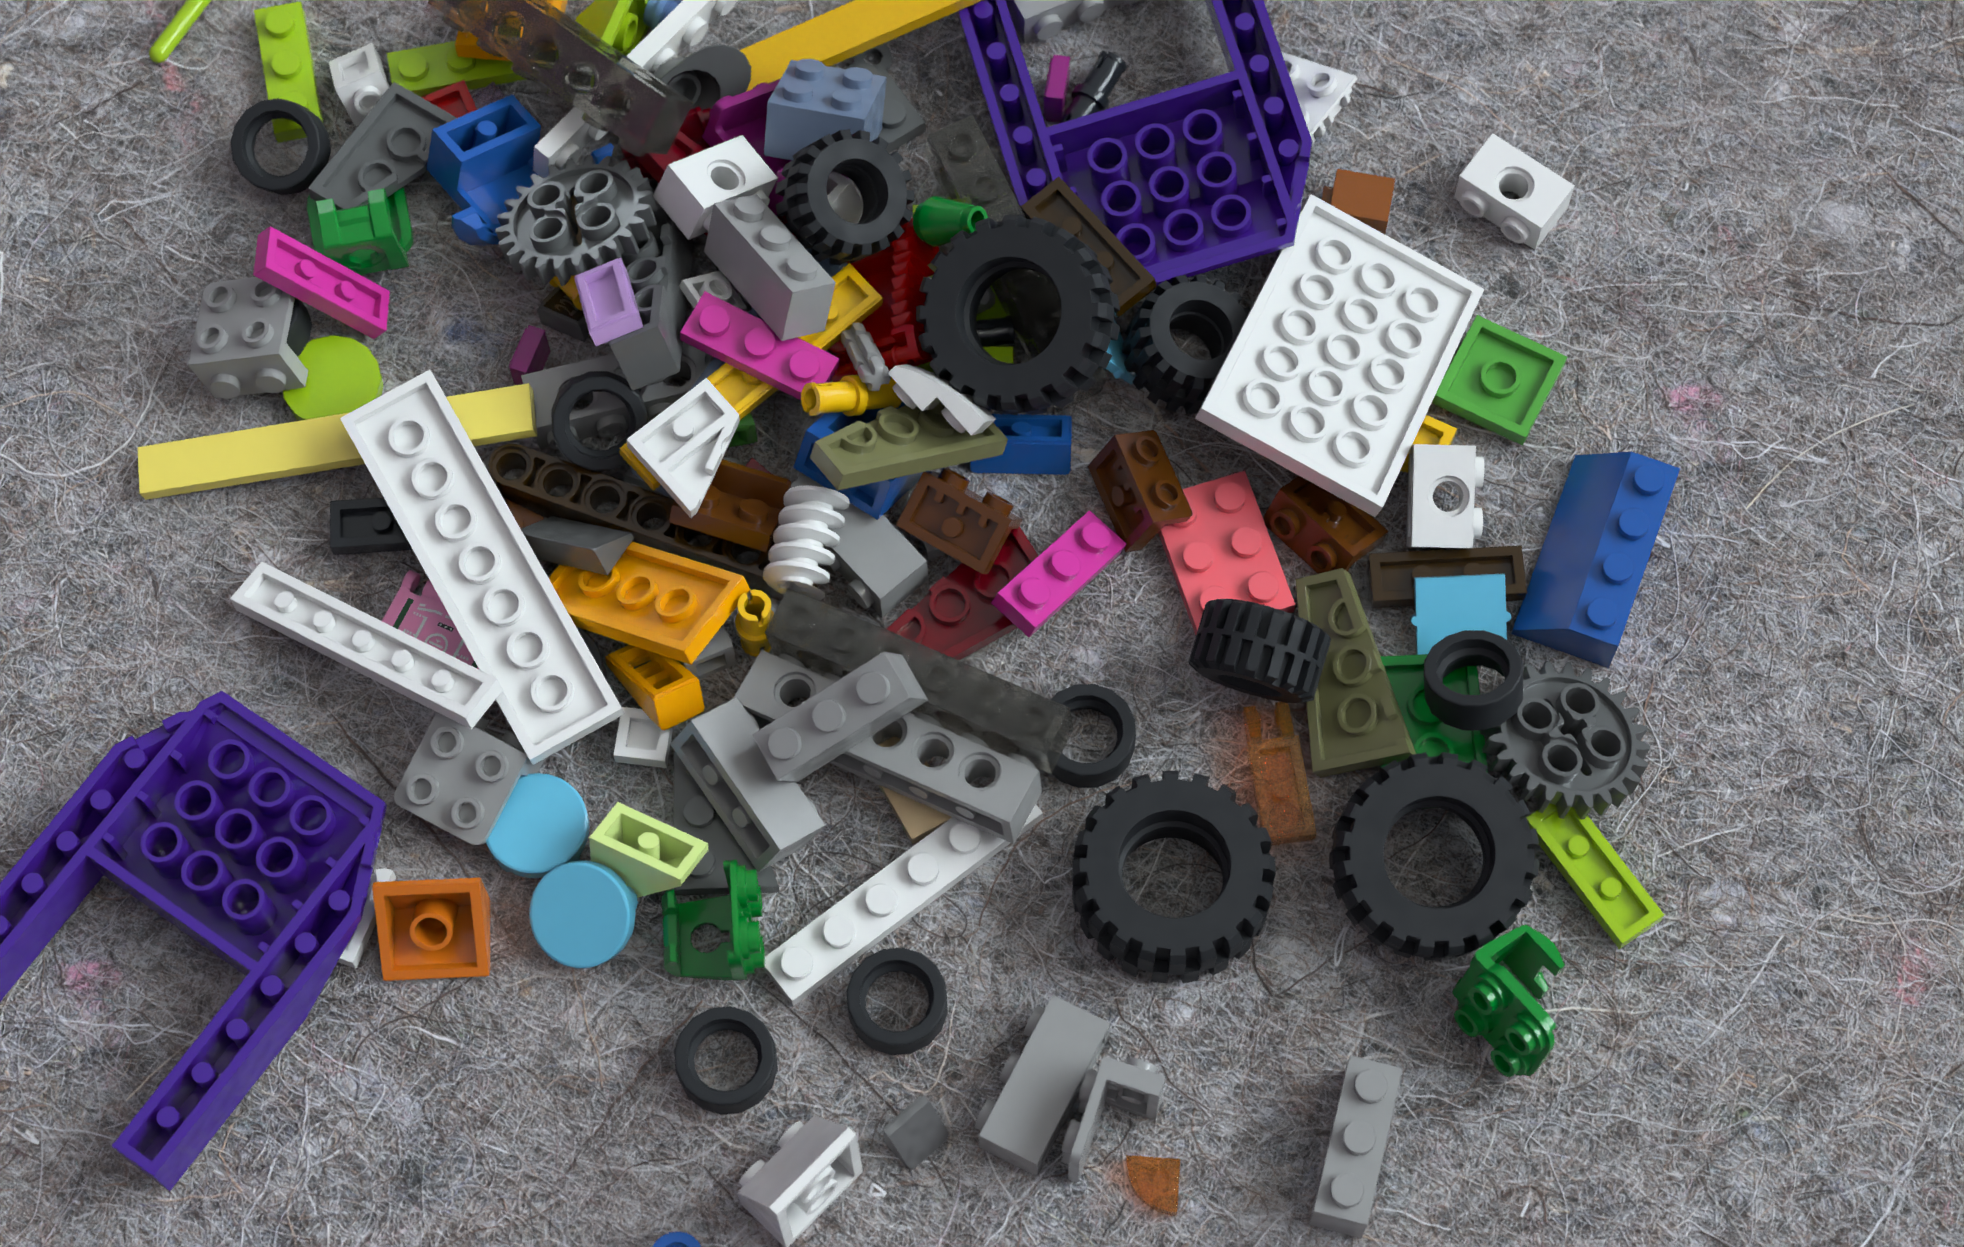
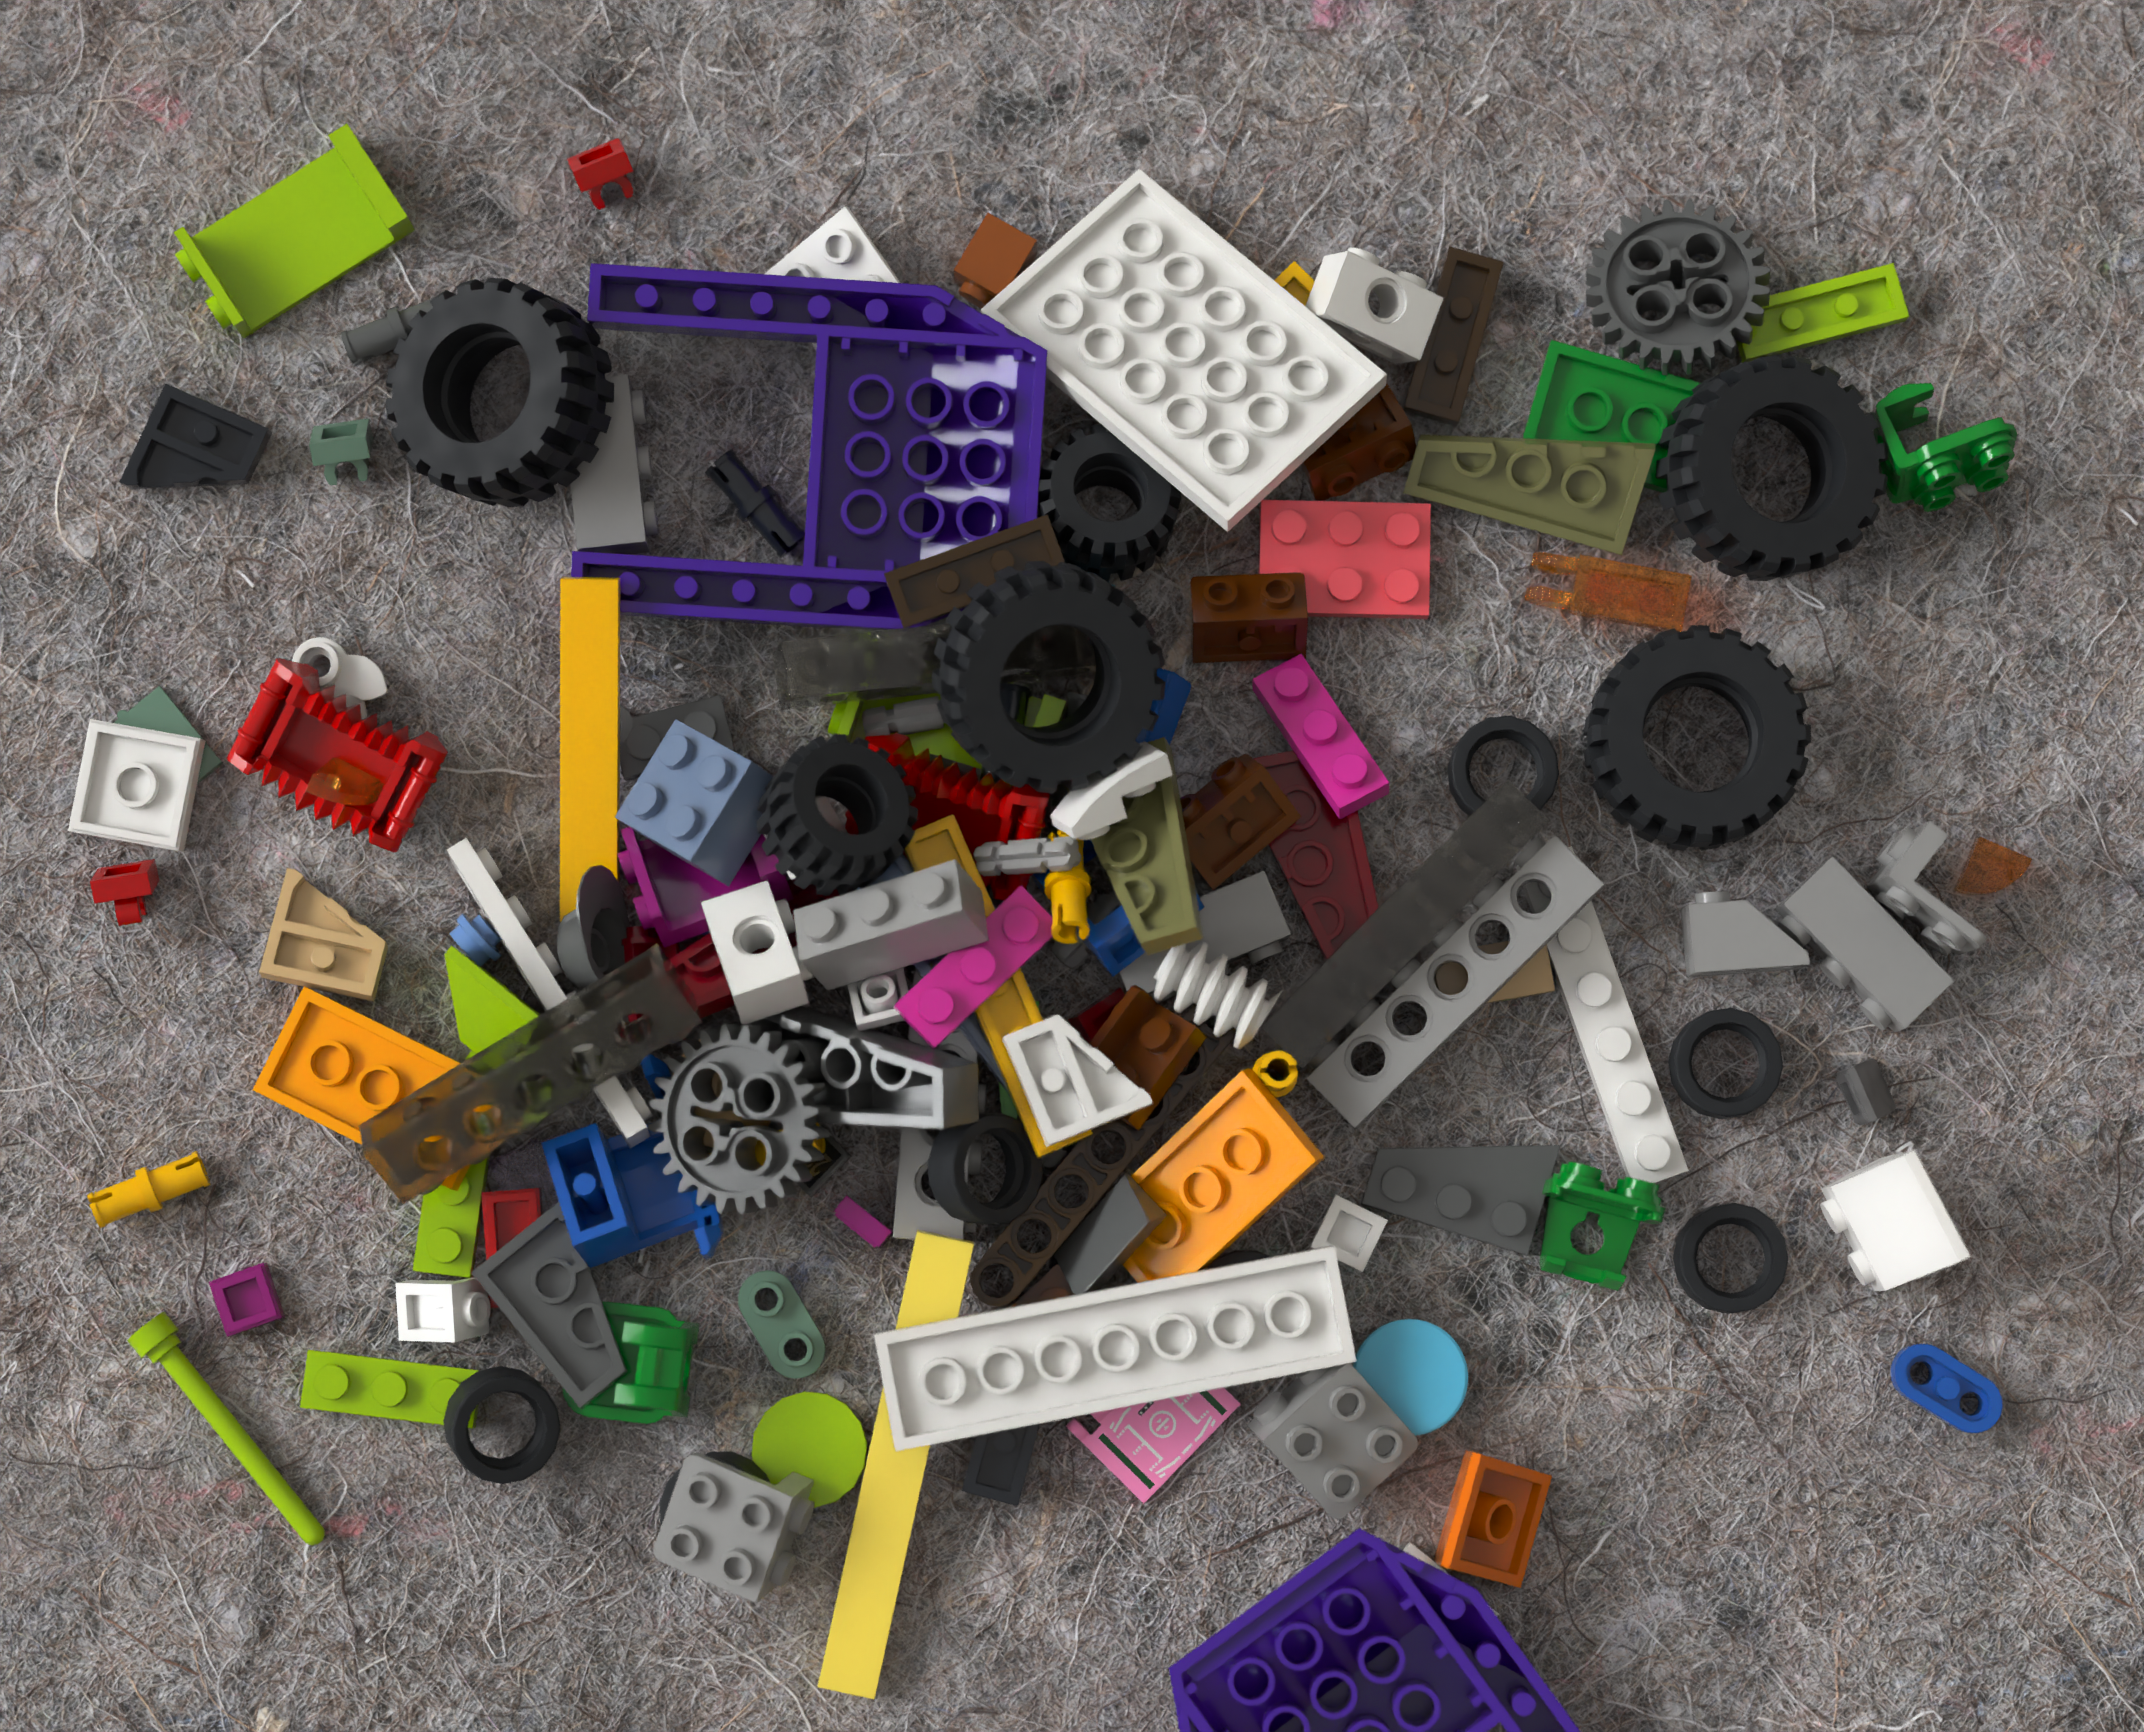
camera: 75 degrees left, 15 degrees up
(321, 282) = (708, 1425): dark pink plate -> none
(367, 645) = (1157, 1499): white plate -> none
(432, 331) = (782, 1323): none -> sand green plate
(582, 914) = (1530, 1357): medium azure tile -> none
(608, 301) = (880, 1114): lavender tile -> none
(645, 850) = (1496, 1270): yellowish green slope -> none
(660, 687) = (1329, 1199): light orange slope -> none
(761, 812) = (1451, 1140): light grey brick -> none
(840, 717) = (1439, 1020): light grey brick -> none
(942, 218) = (897, 710): green cone -> none
(1009, 971) = (1734, 939): none -> light grey slope
(1056, 88) = (732, 535): magenta tile -> none
(1259, 650) = (1493, 560): black tyre -> none
(1355, 1146) = (2029, 659): light grey brick -> none
(1458, 604) = (1505, 339): medium azure piece -> none
(1473, 649) = (1568, 324): black tyre -> none
(1499, 380) = (1250, 190): bright green plate -> none
(1504, 168) = (1049, 64): white brick -> none
(1596, 554) = (1482, 172): blue slope -> none

